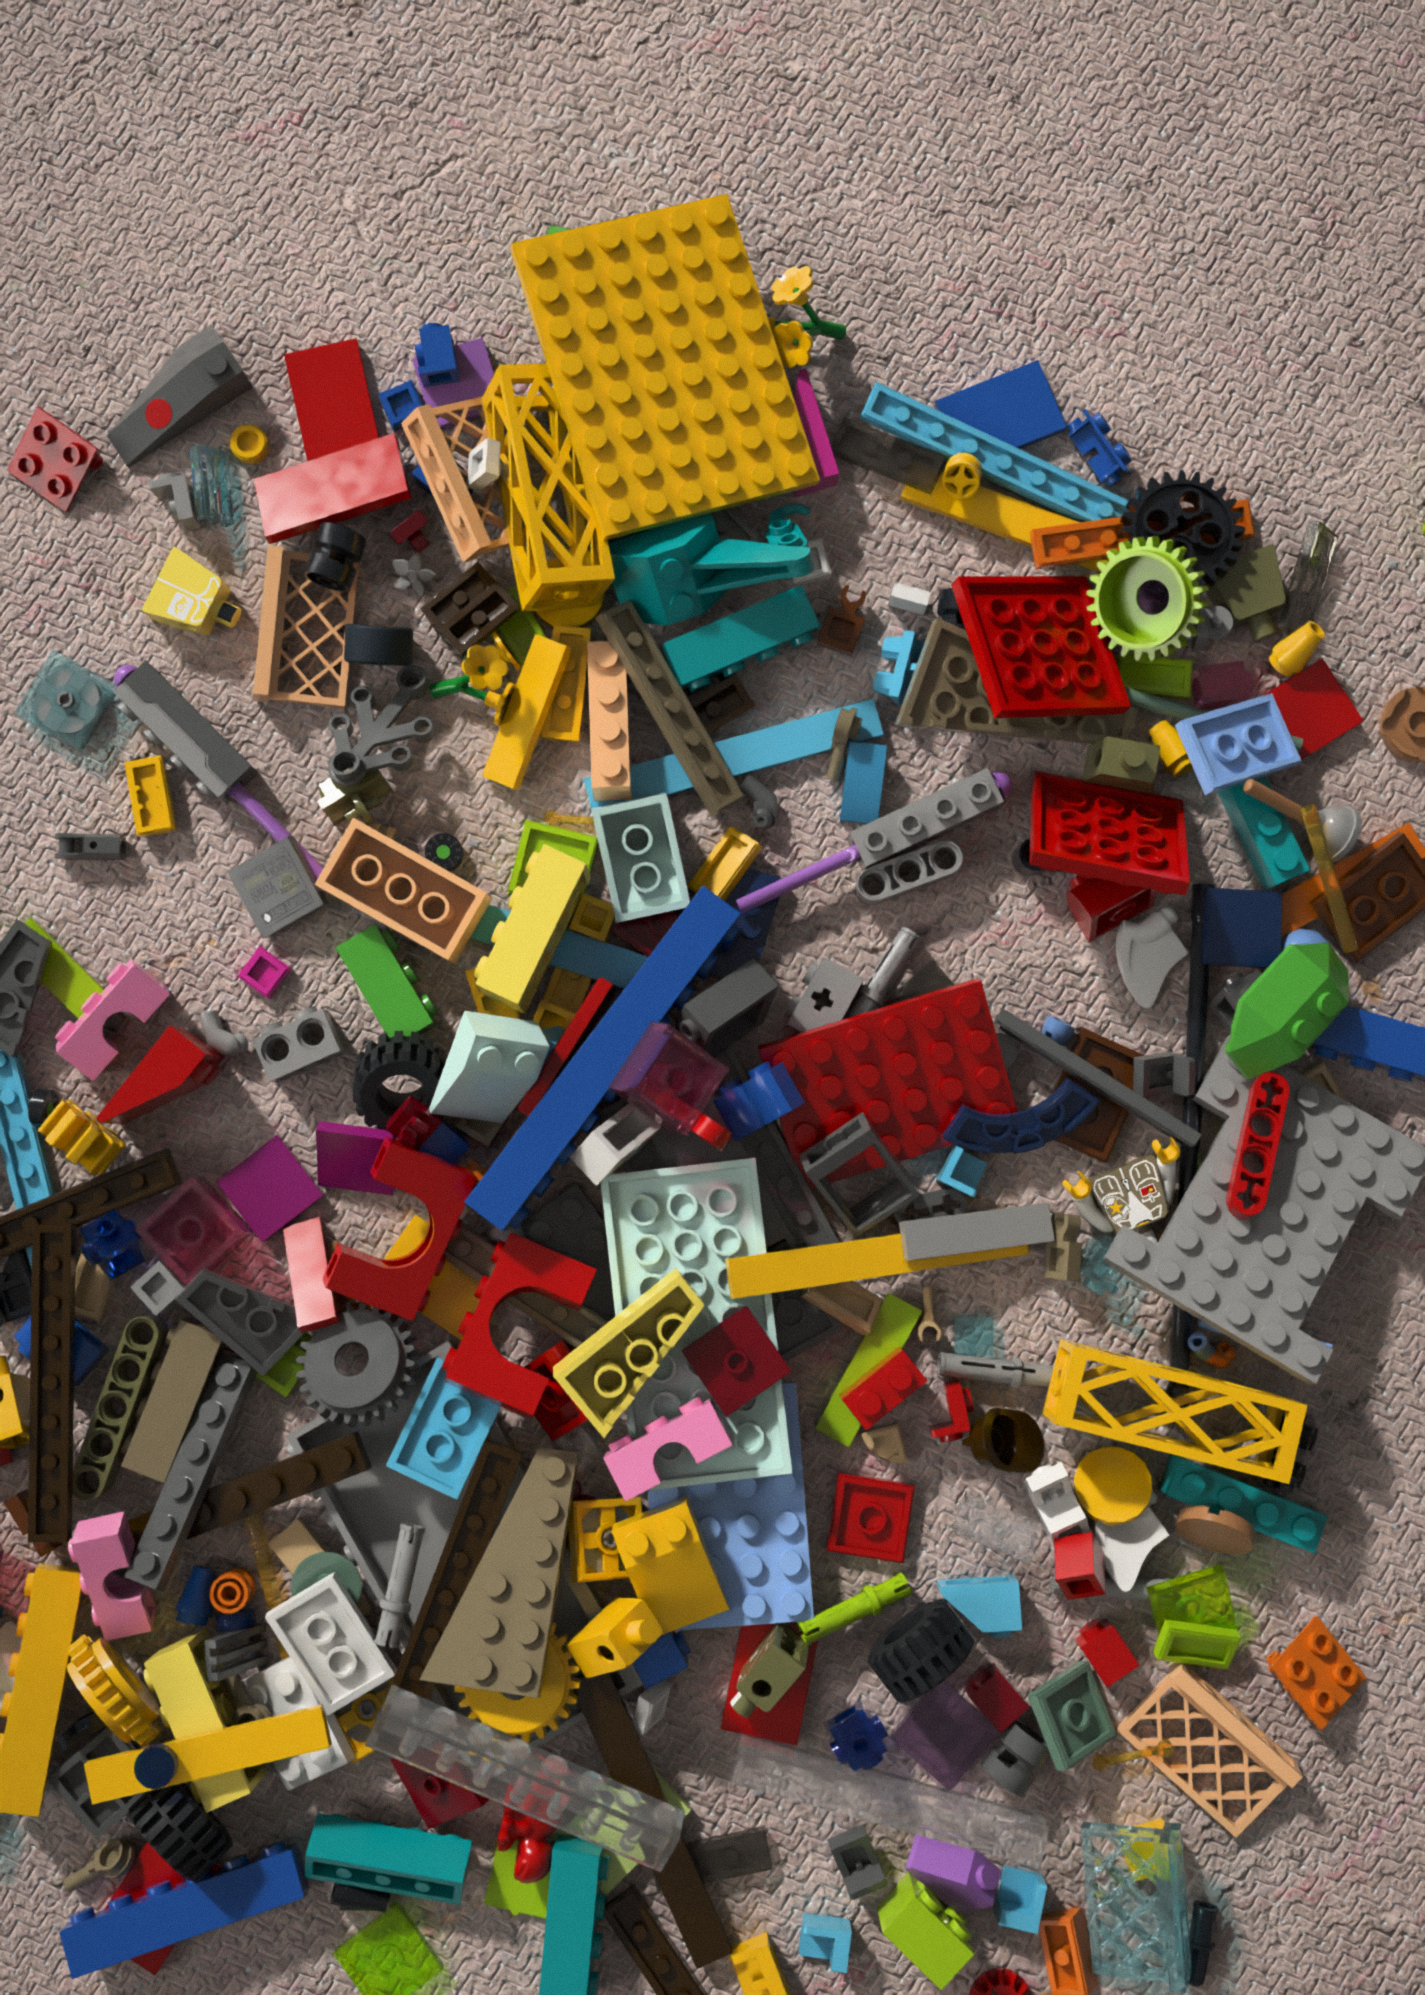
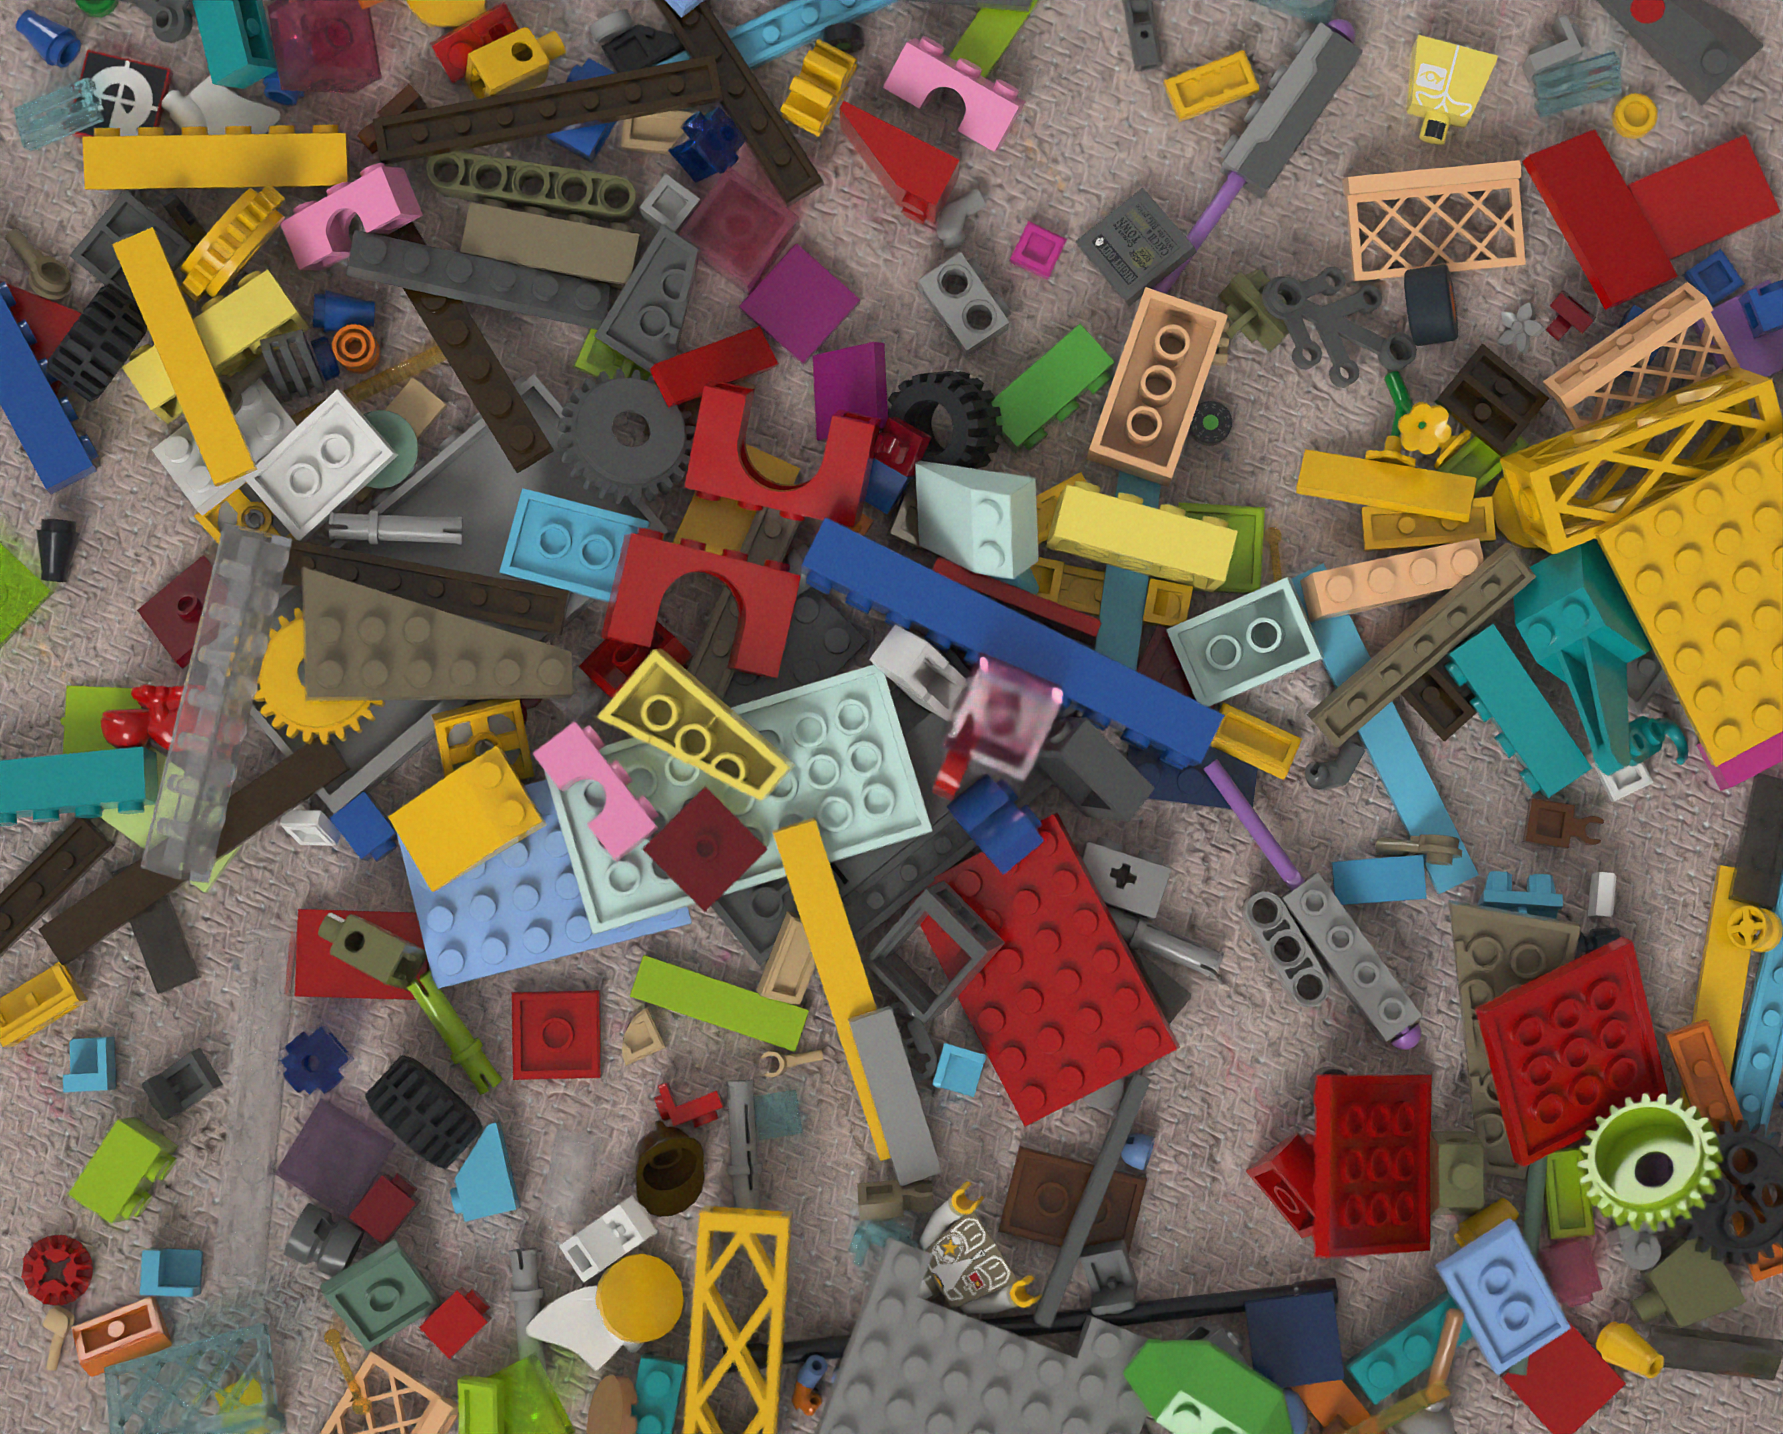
camera: 75 degrees right, 0 degrees up
(156, 1766) = (164, 304): clear blue tile -> none
(340, 545) = (1535, 240): black wheel -> none
(388, 1858) = (100, 572): teal brick -> none
(484, 464) = (1657, 384): white plate -> none
(624, 1628) = (394, 779): yellow torso -> none
(882, 1388) = (702, 1020): red brick -> none
(954, 1873) = (189, 1191): medium lavender slope -> none
(1023, 1129) = (1018, 1128): dark blue tile -> none
(1079, 1566) = (546, 1272): red brick -> none
(1147, 953) = (1245, 1239): white arm -> none
(1262, 1146) = (1049, 1396): red beam -> none

